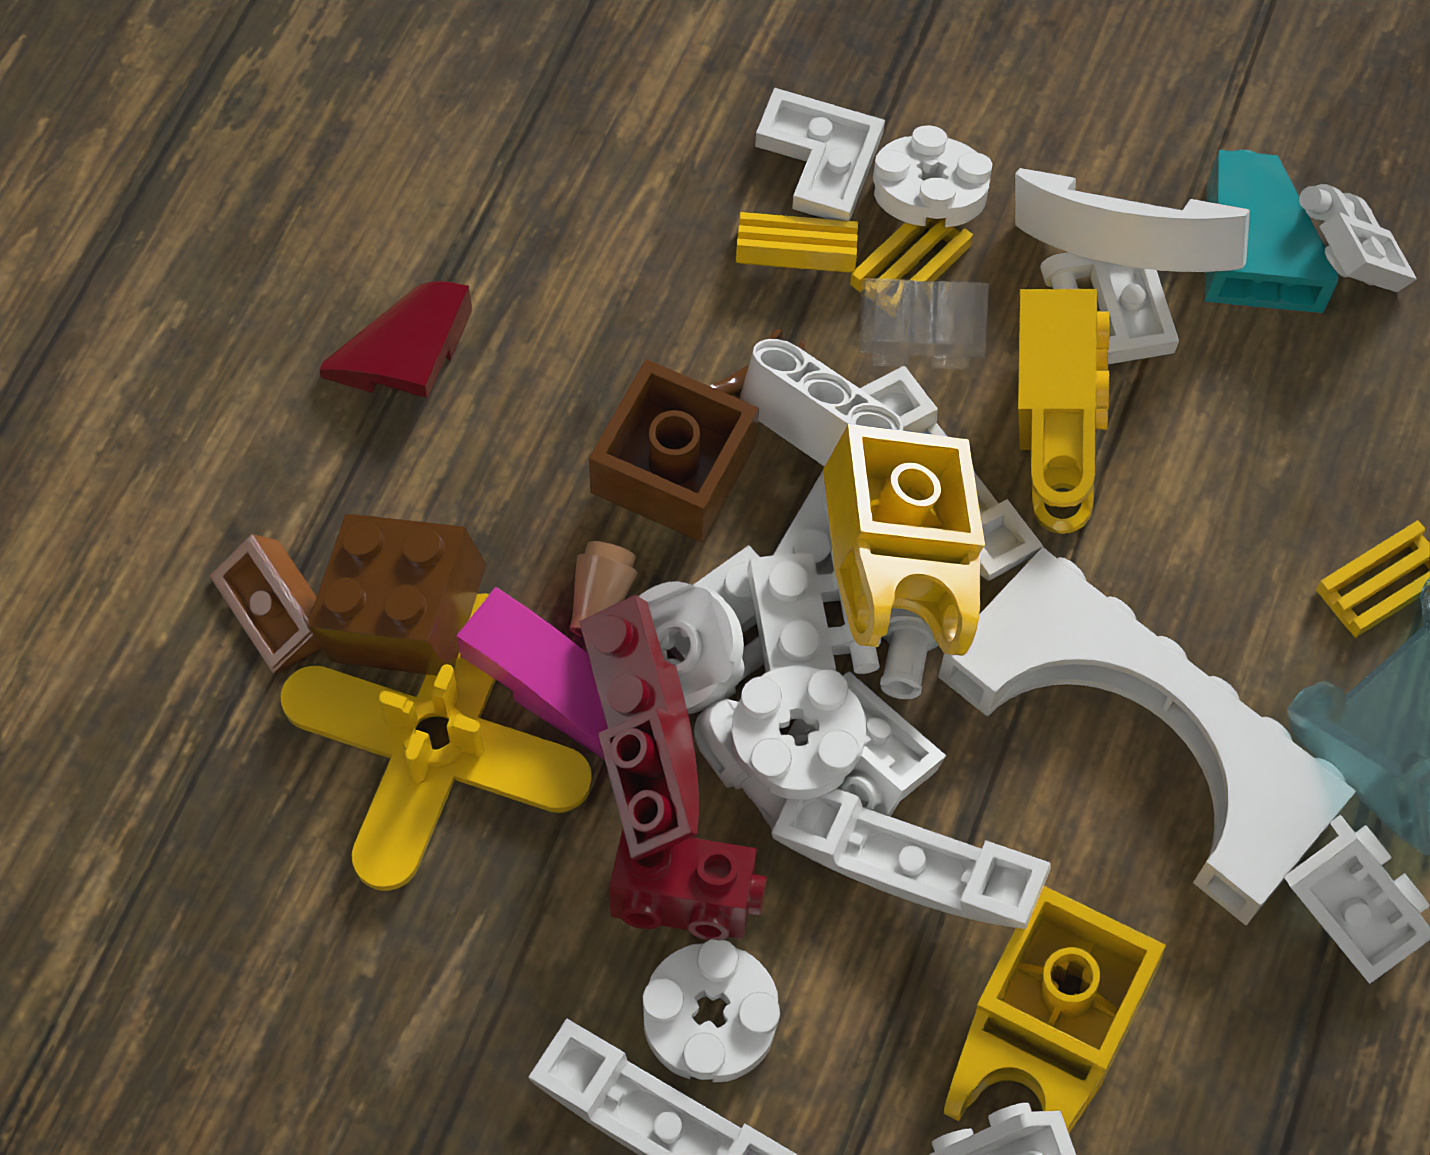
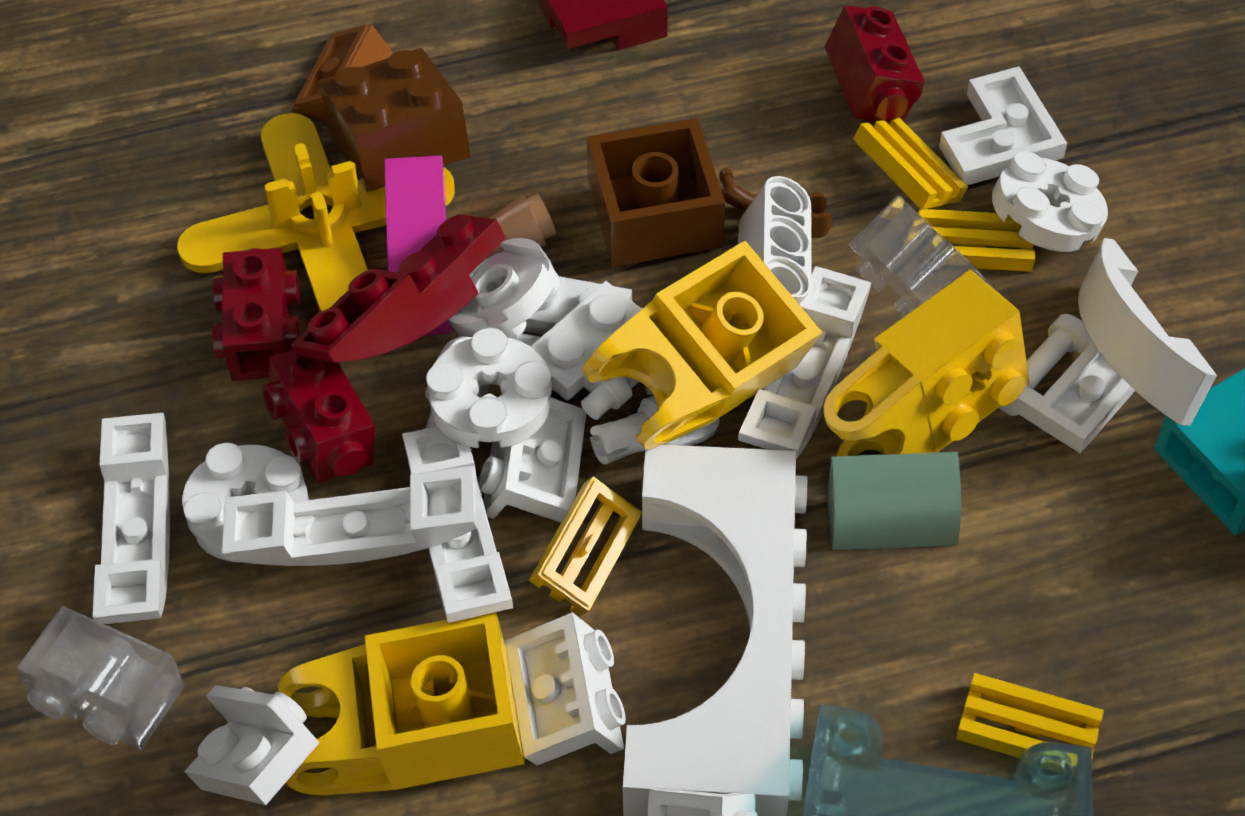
camera: 55 degrees right, 10 degrees down
(502, 856) = (255, 311): none -> dark red brick
(680, 186) = (874, 64): none -> dark red brick
(839, 934) = (350, 527): none -> white slope
(985, 770) = (562, 584): none -> yellow tile
(1116, 881) = (564, 689): none -> white bracket
(1129, 515) = (894, 500): none -> sand green brick

